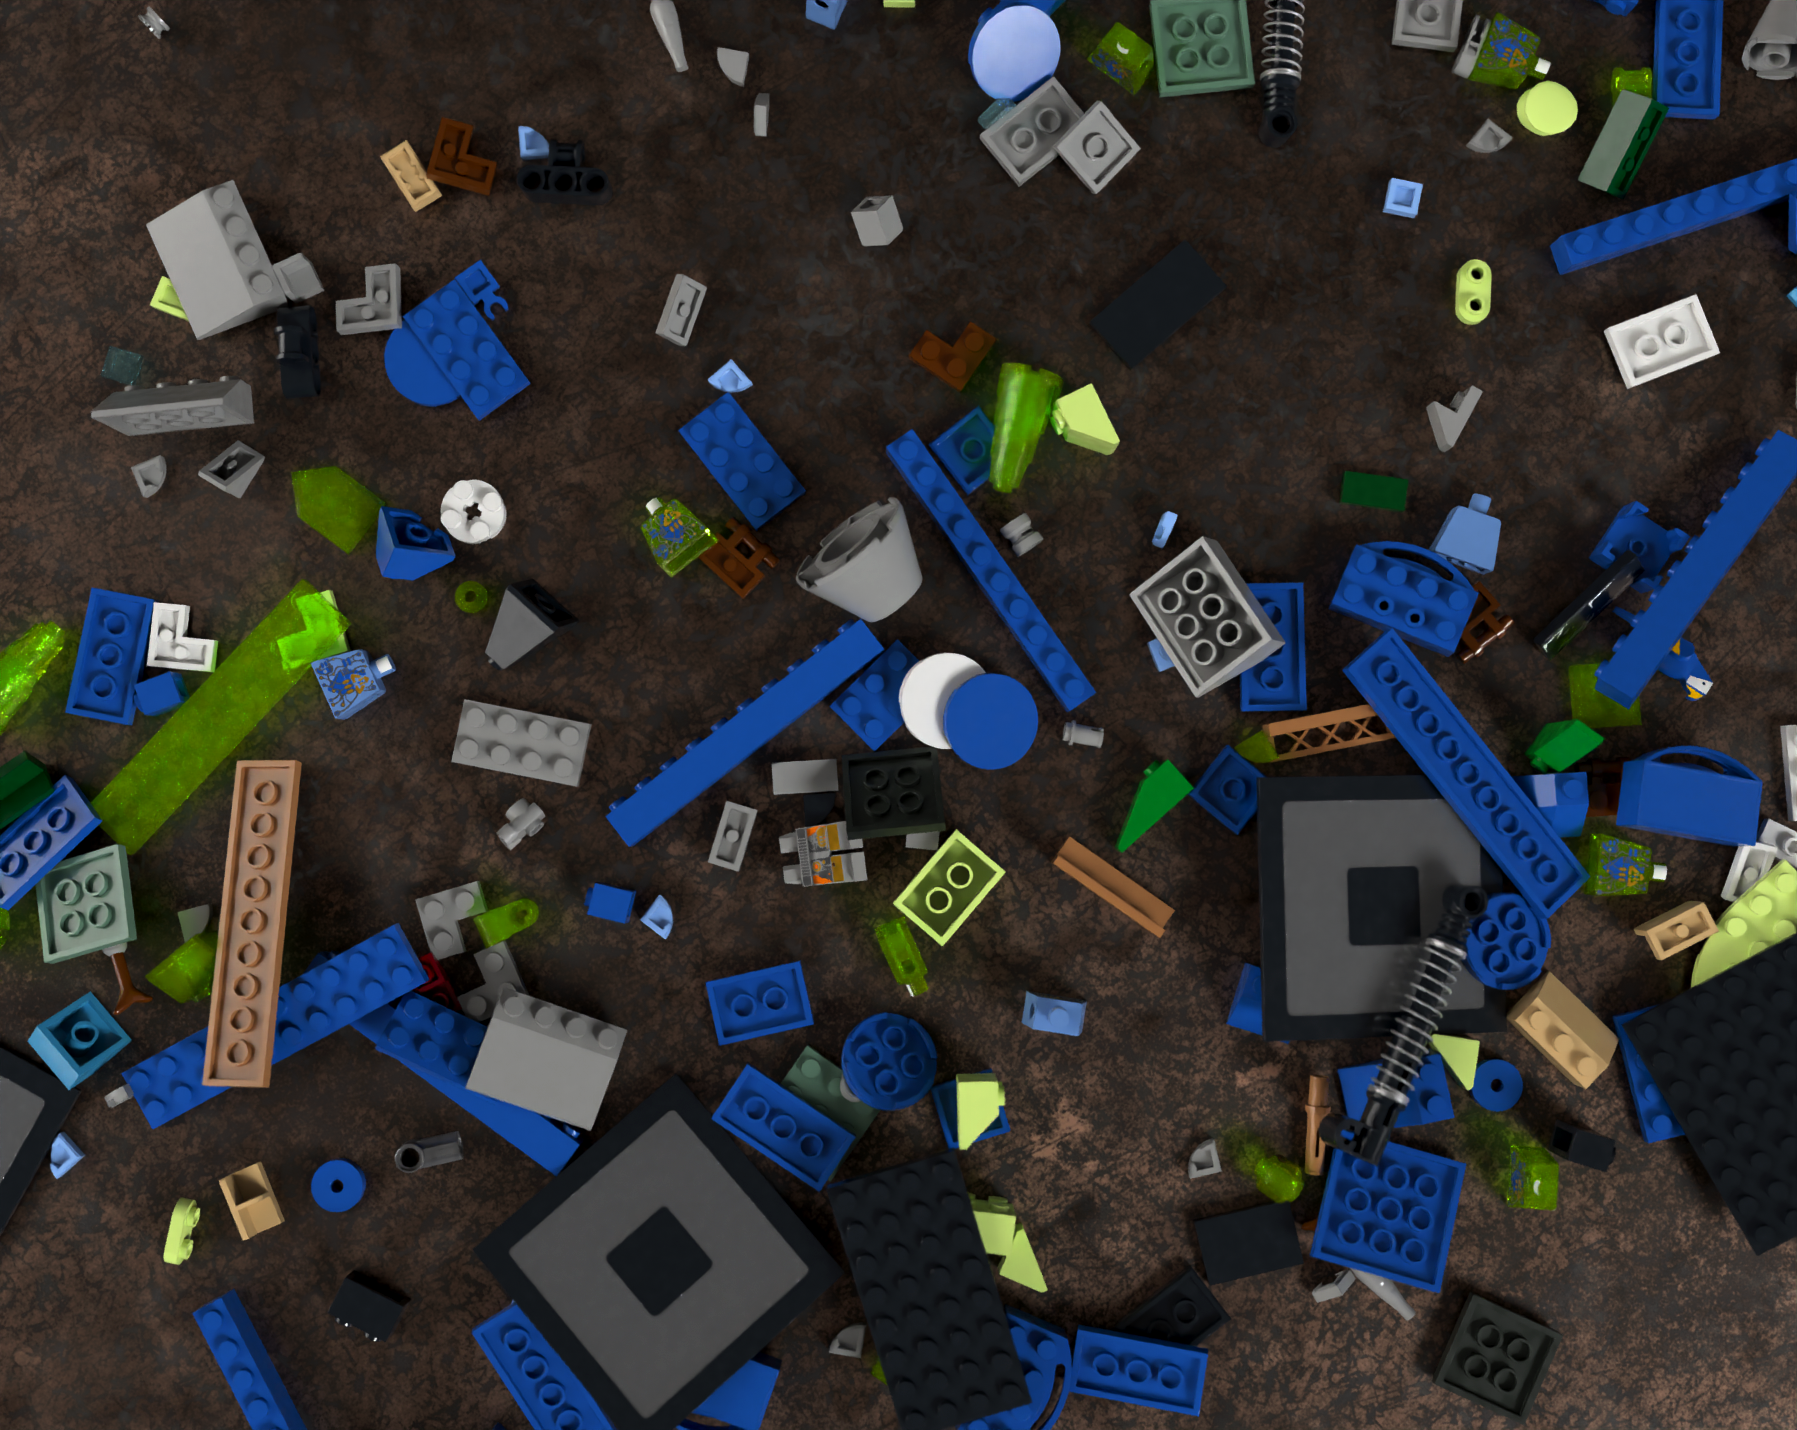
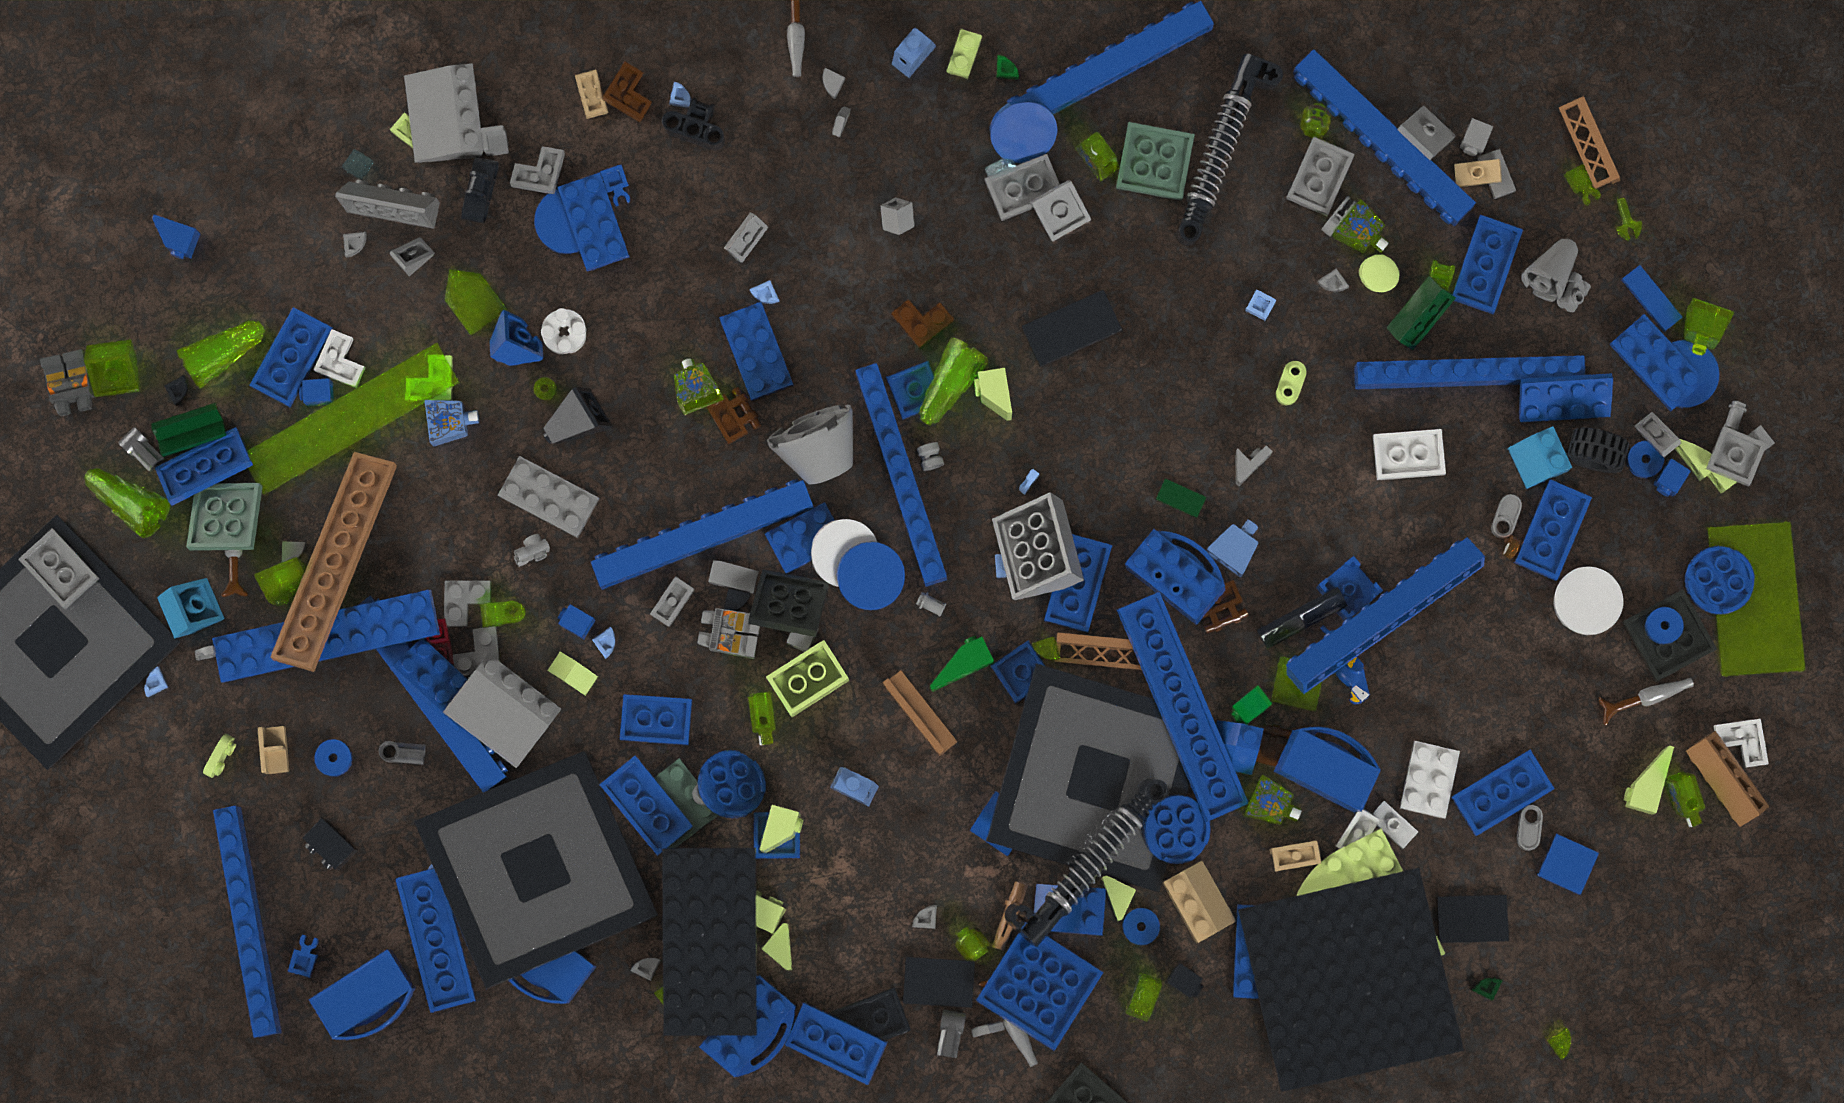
camera: 20 degrees right, 5 degrees down
(627, 973) = (572, 673): none -> yellowish green slope
(1285, 1299) = (951, 1030): none -> flat silver piece

